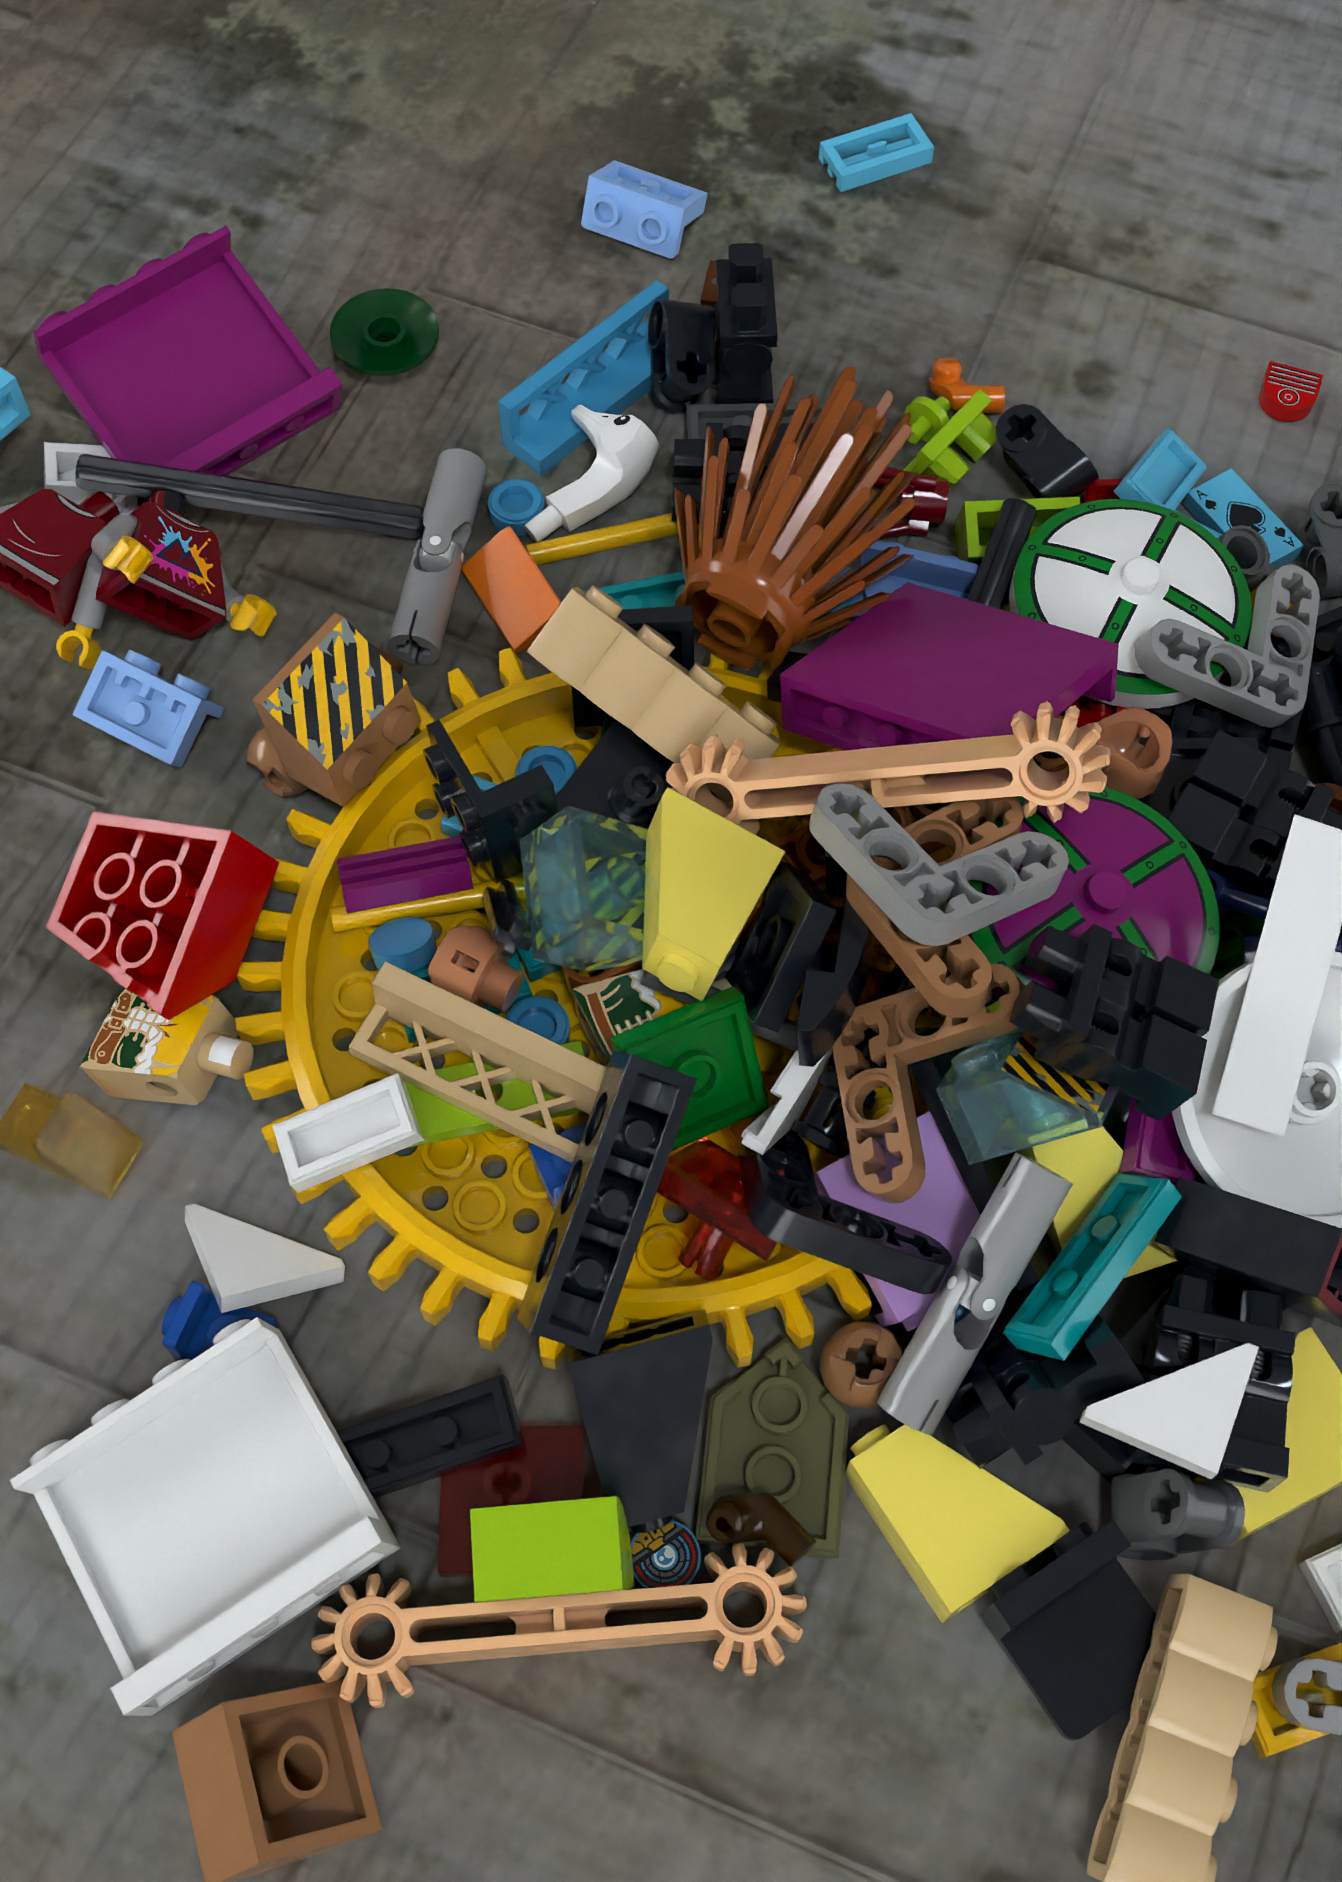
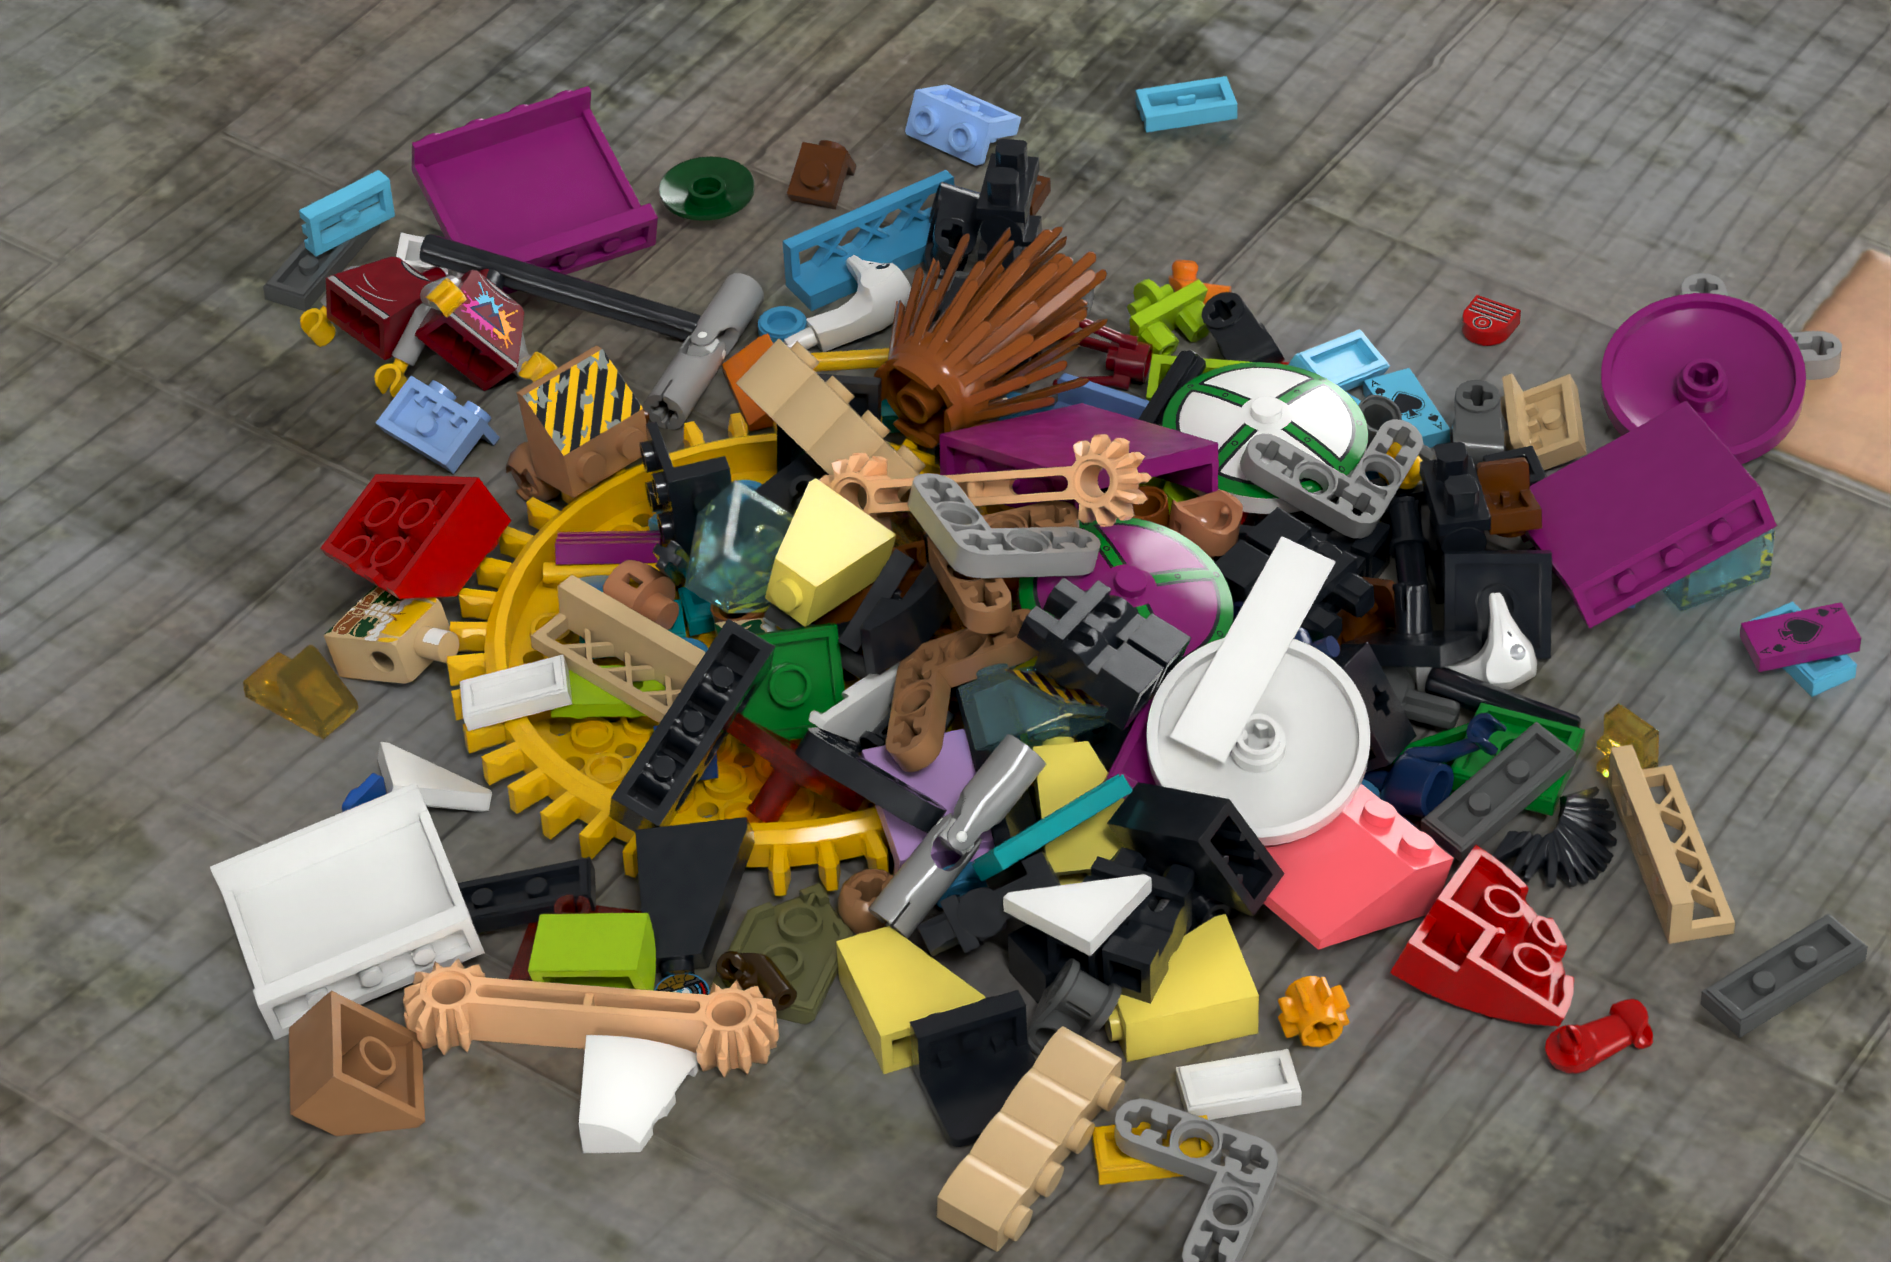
camera: 15 degrees right, 20 degrees down
(506, 295) = (820, 174): none -> reddish brown bracket
(637, 1734) = (627, 1090): none -> white slope

